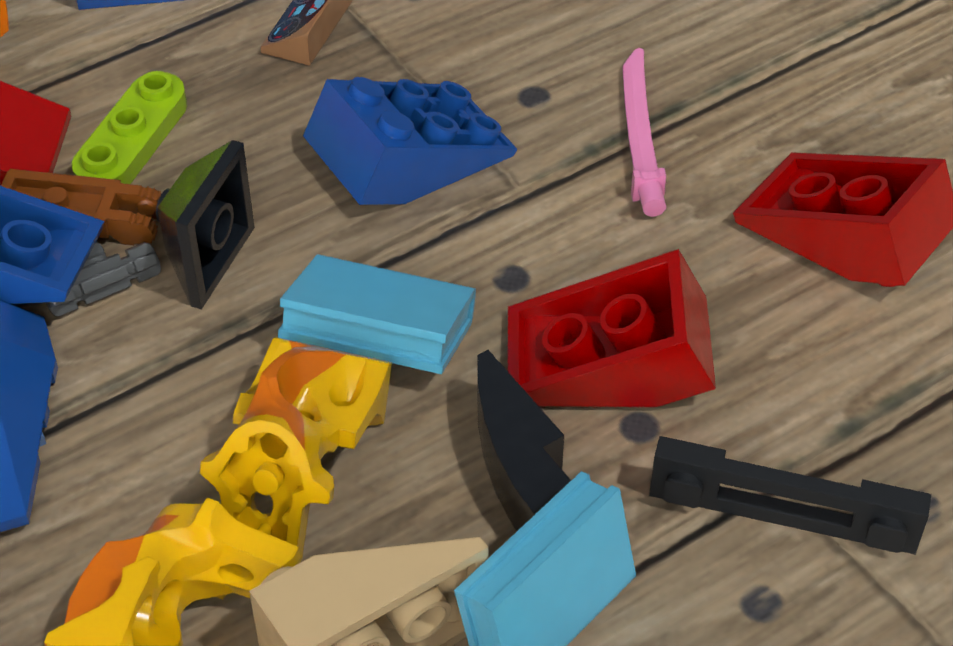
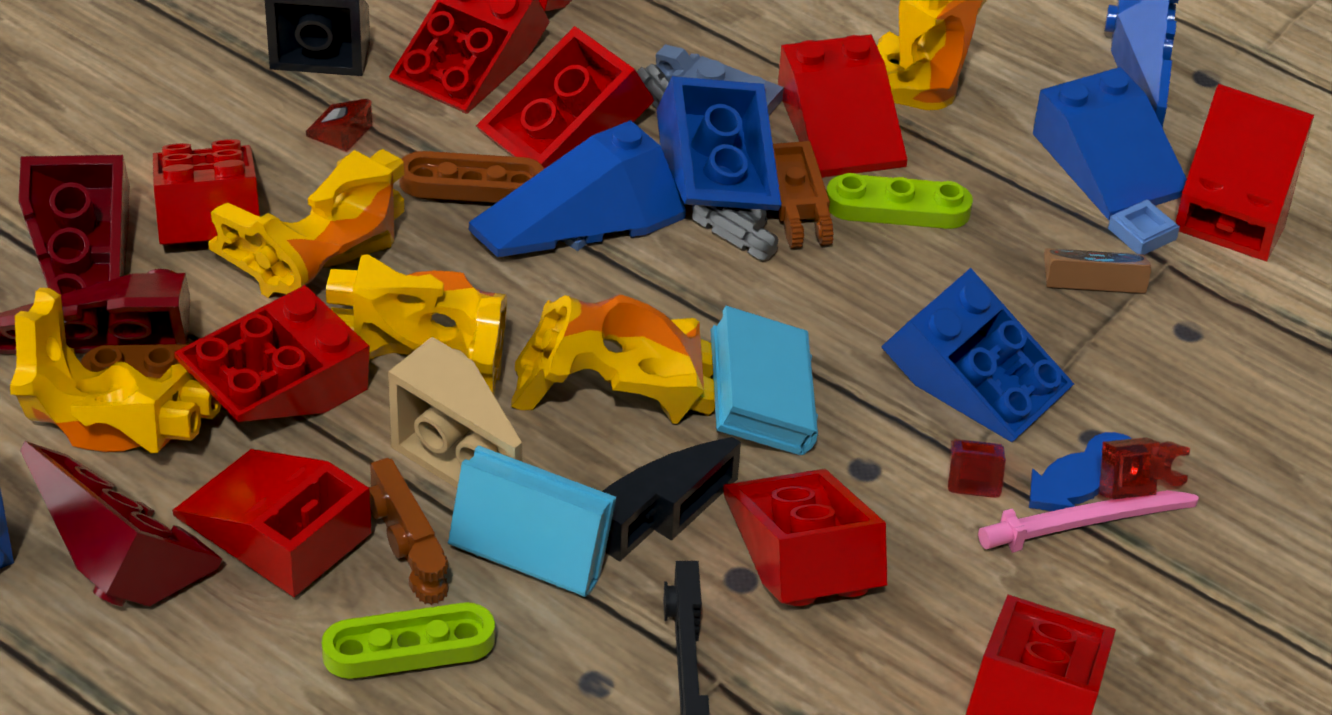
camera: 70 degrees right, 5 degrees down
(207, 219) = (795, 258): black slope -> none
(547, 186) = (976, 468): none -> clear red slope
(579, 116) = (1071, 477): none -> blue brick
(606, 68) = (1134, 465): none -> clear red plate

